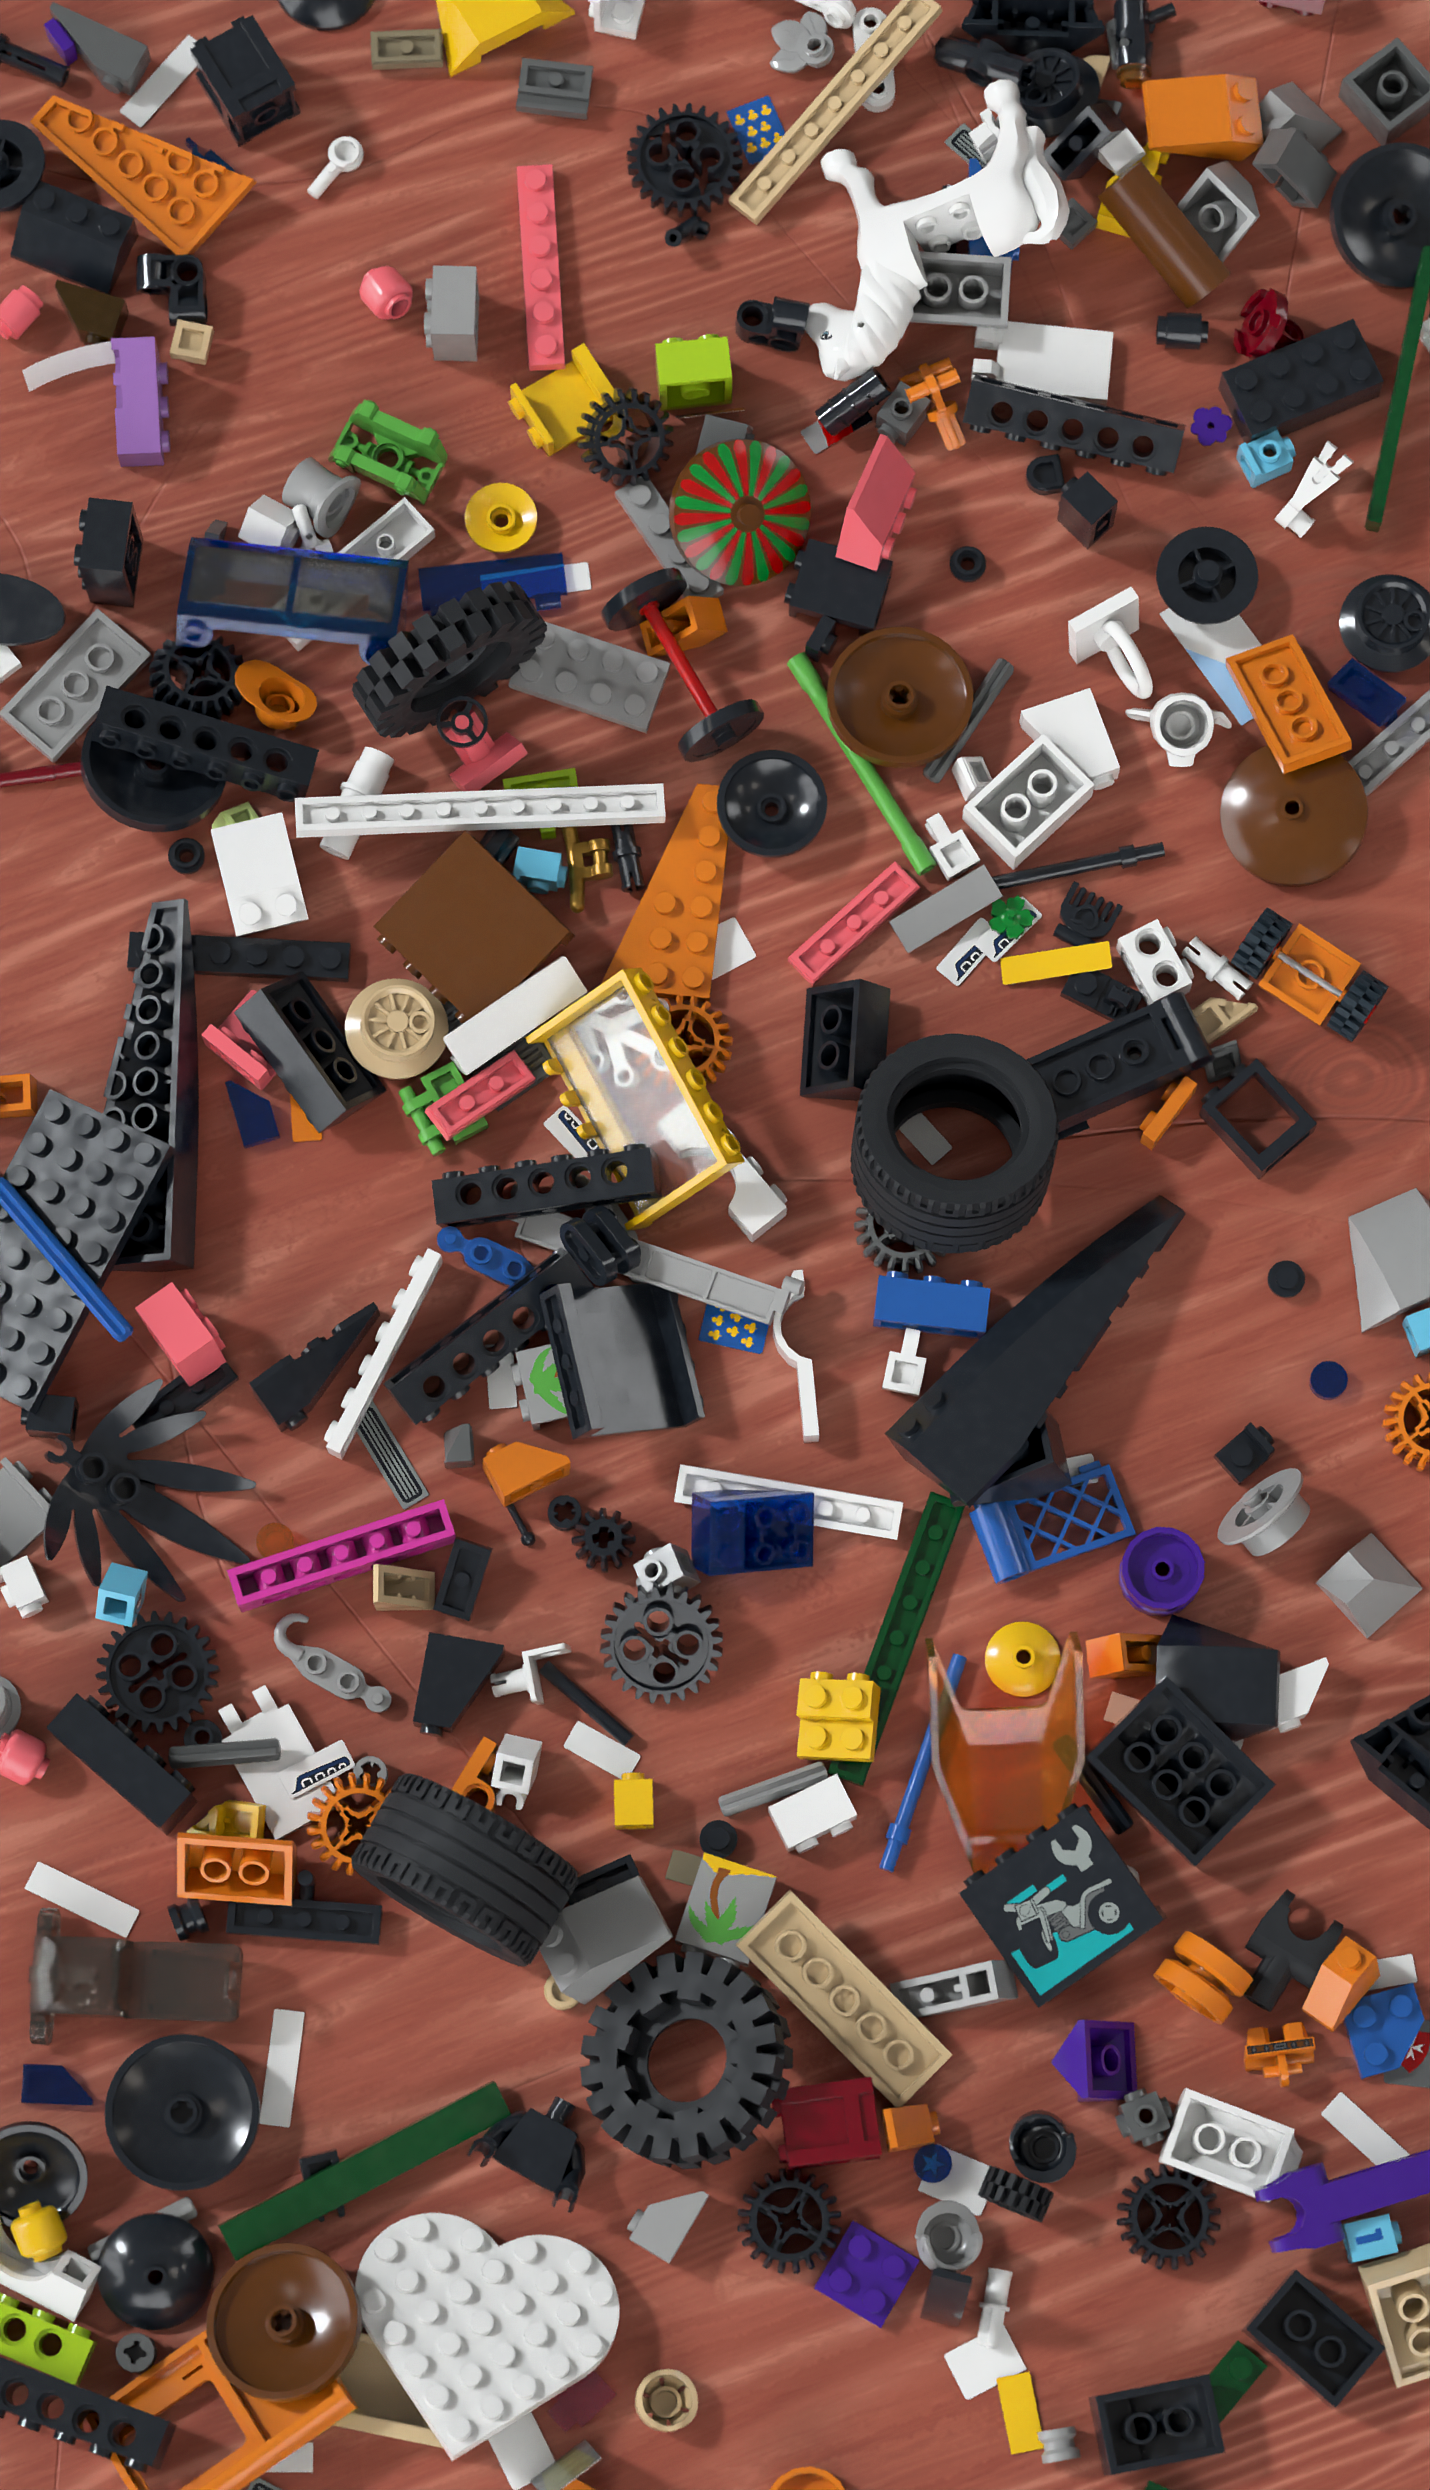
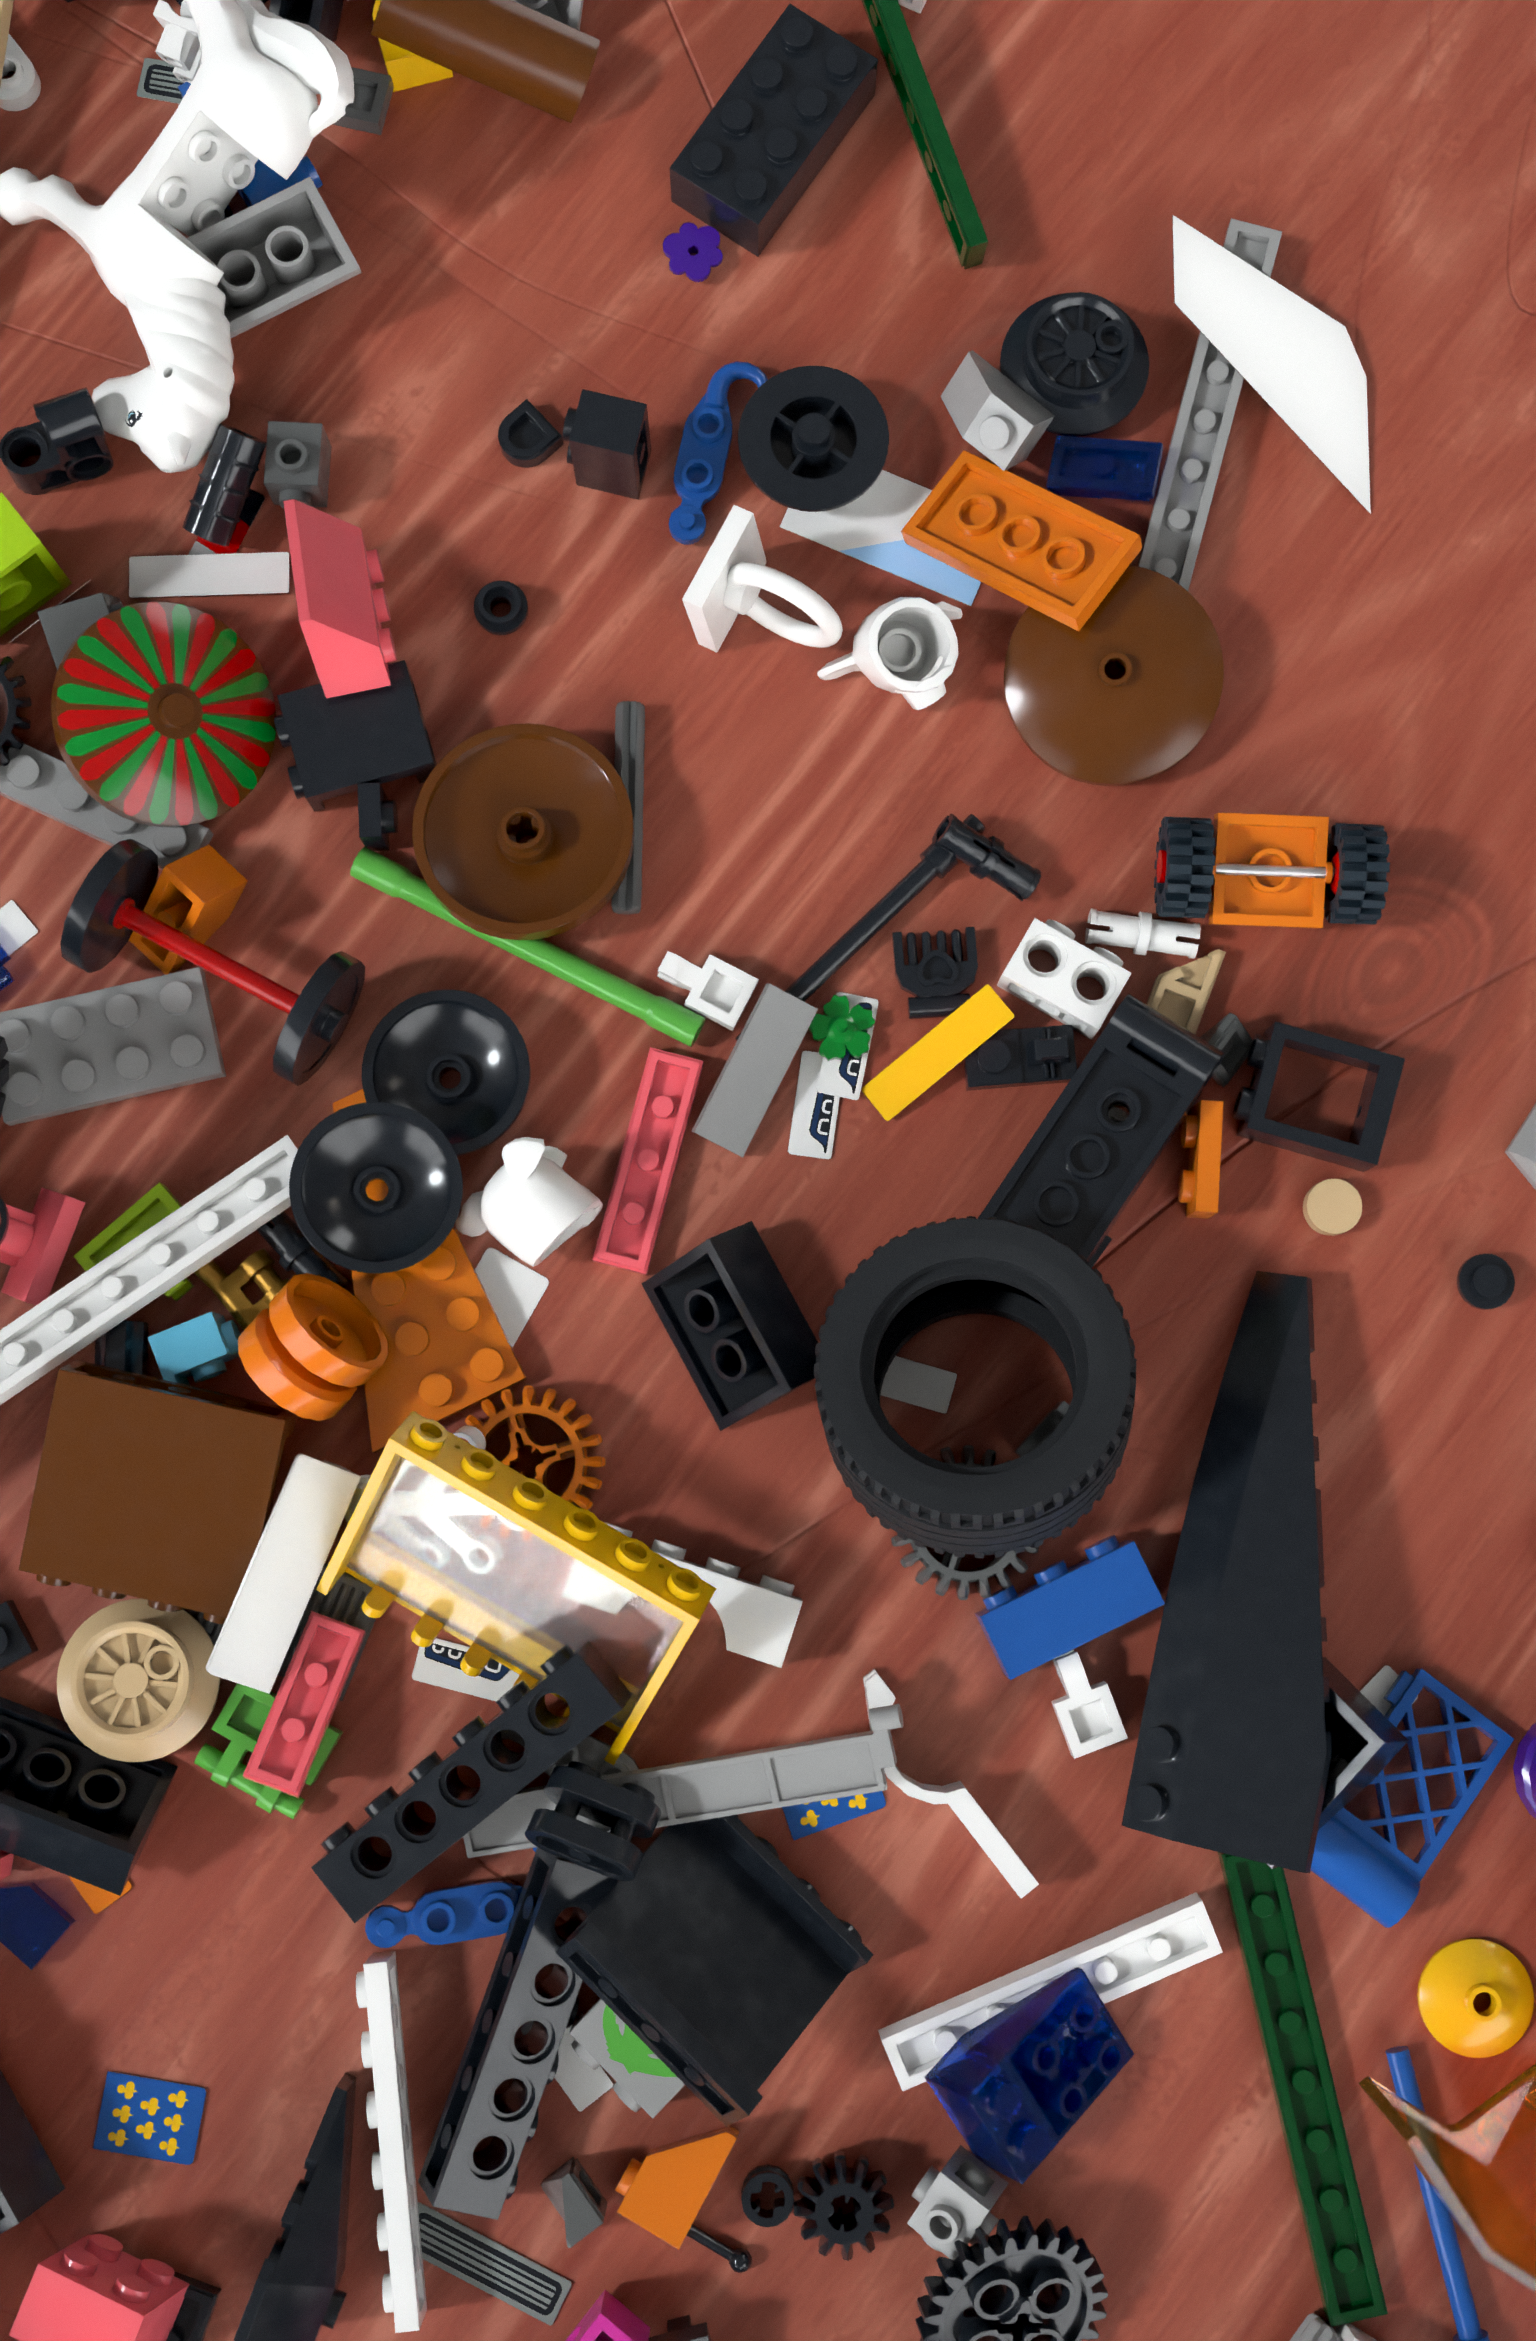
camera: 35 degrees left, 5 degrees up
(256, 1266) = (150, 2118): none -> blue sticker
(606, 905) = (312, 1347): none -> orange wheel
(701, 815) = (369, 1145): none -> black dish
(773, 903) = (530, 1202): none -> white piece
(813, 445) = (208, 574): none -> white sticker
(837, 1717) = (1302, 2250): yellow plate -> none
(930, 381) = (308, 400): orange axle -> none
(971, 775) = (679, 877): white slope -> none
(1028, 801) = (772, 865): white brick -> none
(1048, 359) = (436, 293): white tile -> none
(1077, 731) = (778, 748): white slope -> none
(1143, 545) = (705, 451): none -> blue piece
(1153, 870) = (986, 857): none -> black pin
(1165, 434) = (650, 292): black brick -> none
(1181, 330) = (582, 152): black brick -> none
(1226, 1186) = (1332, 1207): none -> tan tile
(1259, 467) = (787, 264): medium azure brick -> none
(1265, 325) = (682, 79): dark red tile -> none
(1315, 481) = (873, 251): white piece -> none
(1323, 624) = (994, 412): none -> light grey slope

